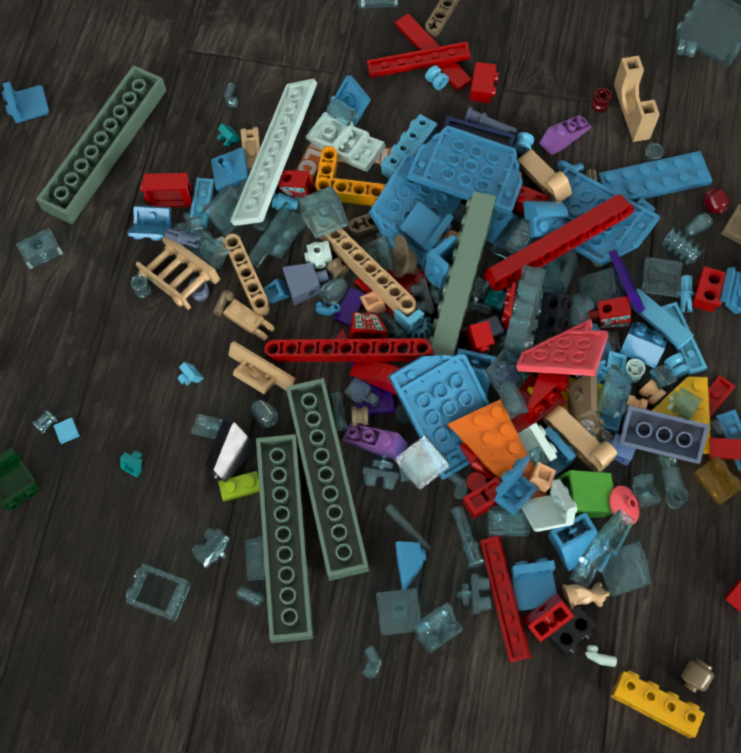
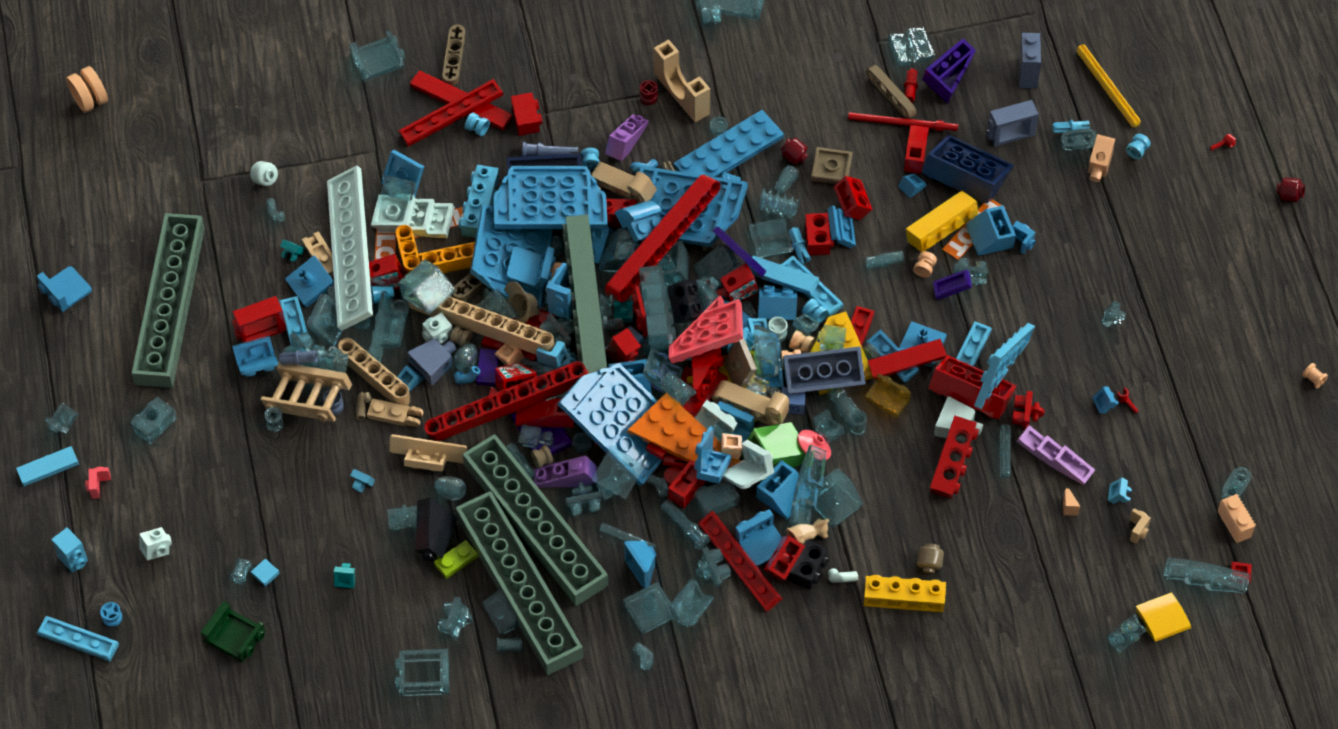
camera: 25 degrees left, 10 degrees down
(235, 59) = (263, 173): none -> light aqua head

